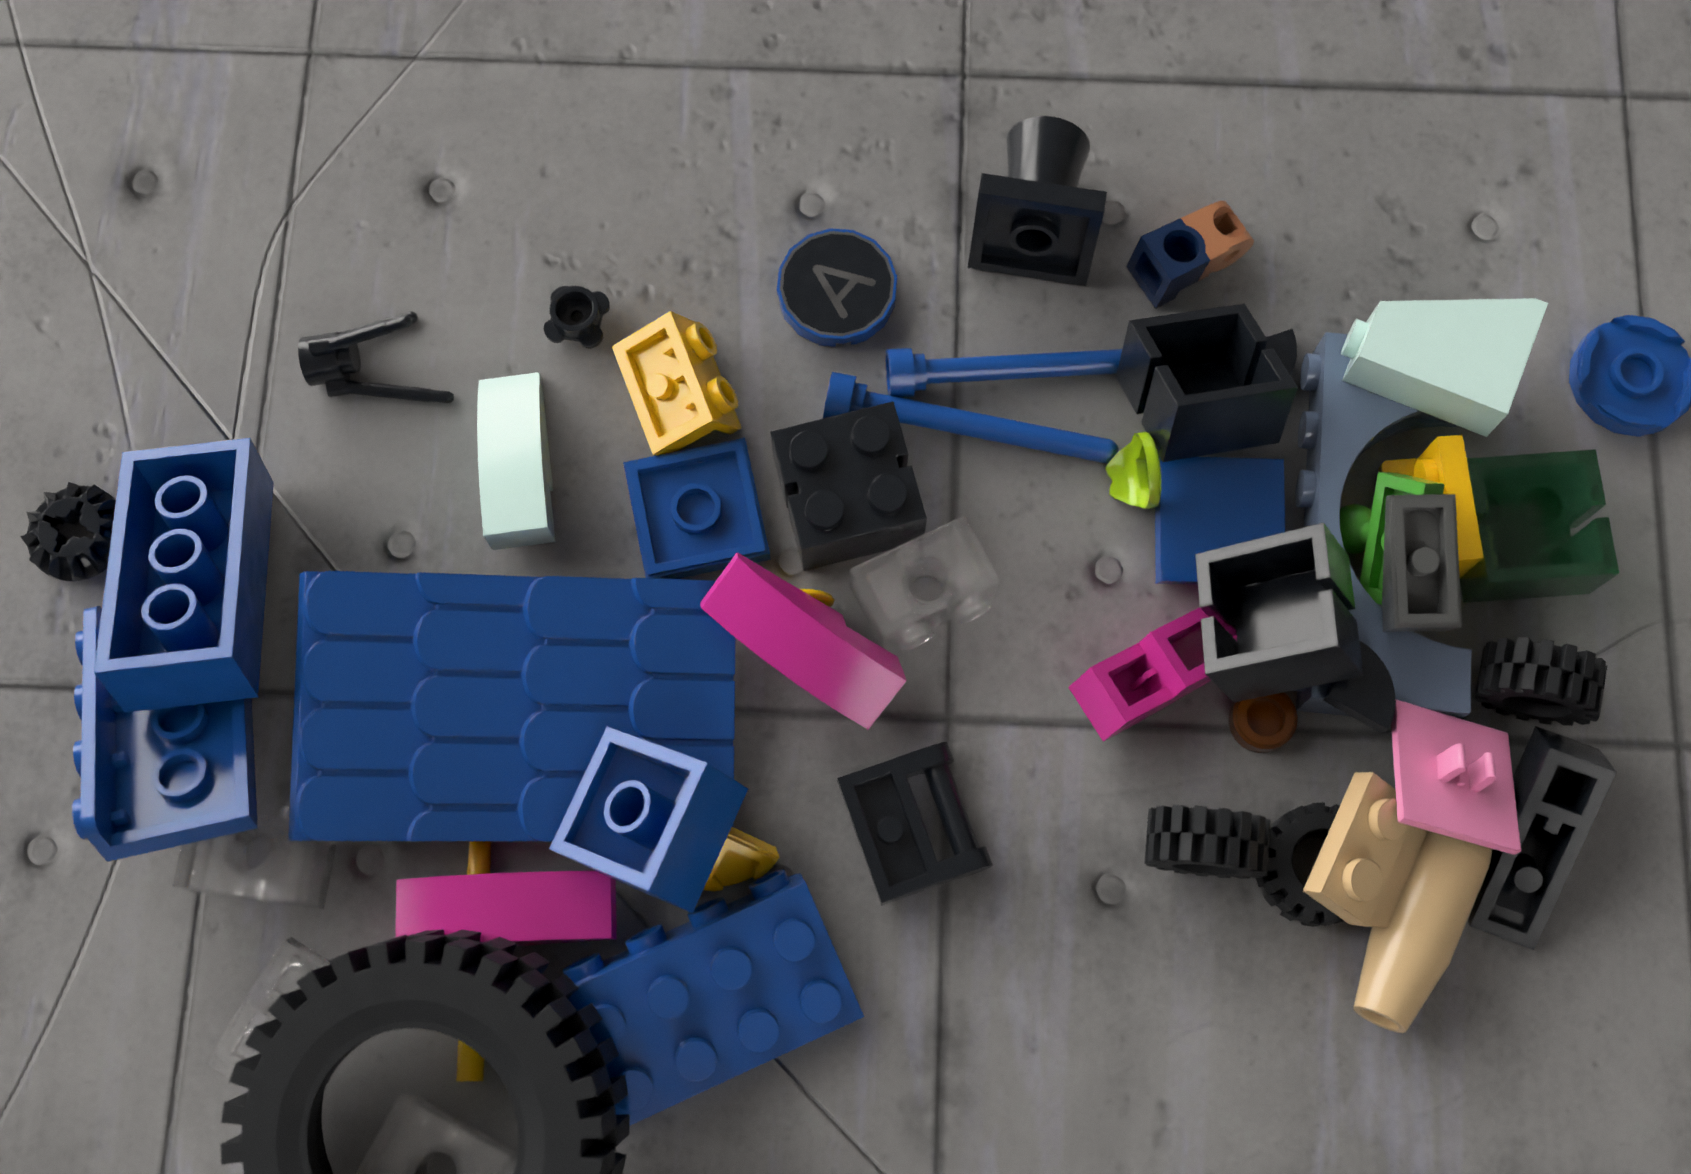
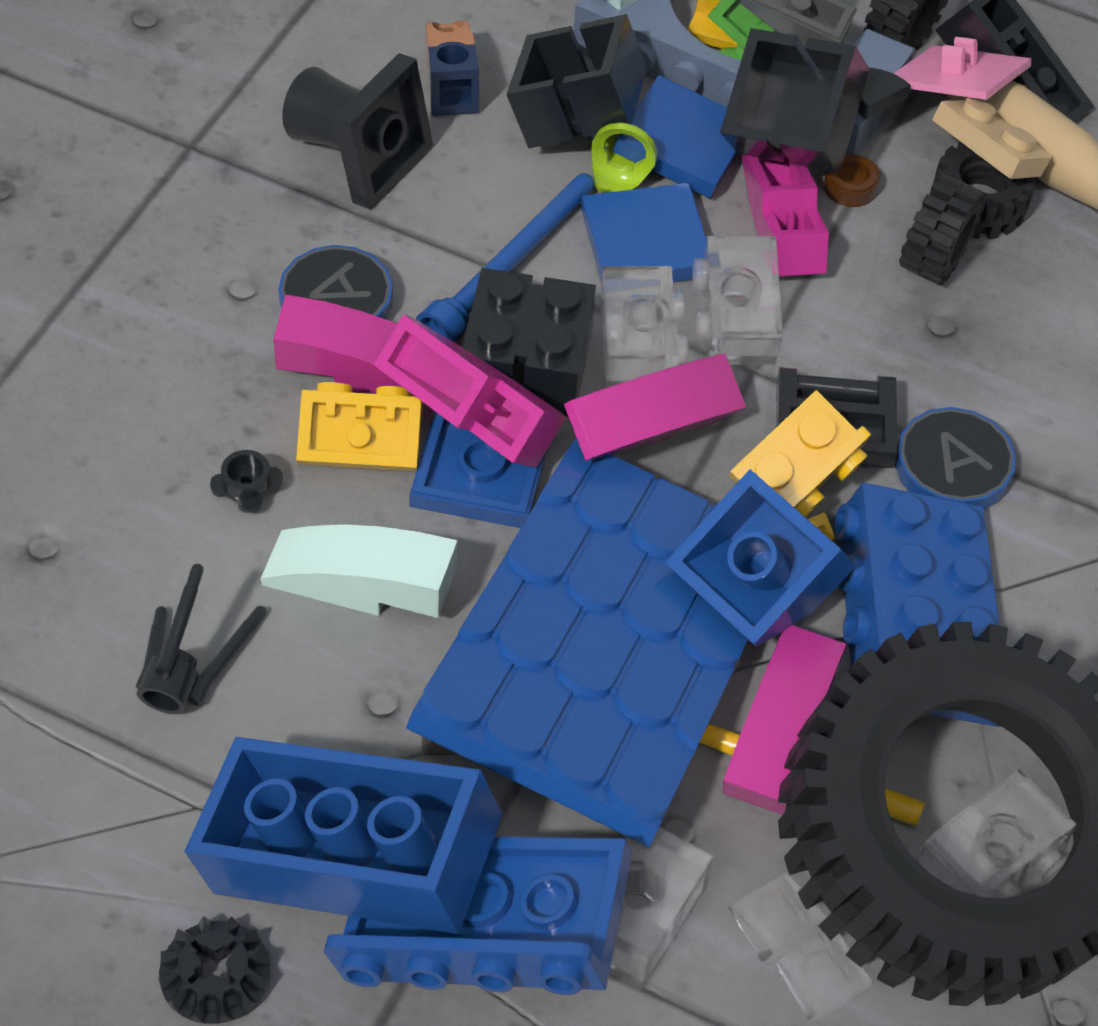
camera: 70 degrees left, 20 degrees down
(730, 461) = (469, 392): none -> dark pink slope
(761, 340) = (332, 342): none -> dark pink slope
(819, 811) = (806, 453): none -> yellow bracket
(913, 372) = (446, 271): blue piece -> none
(921, 966) = (955, 457): none -> black tile
(1041, 668) = (746, 270): none -> clear brick
(1066, 541) = (645, 228): none -> blue tile

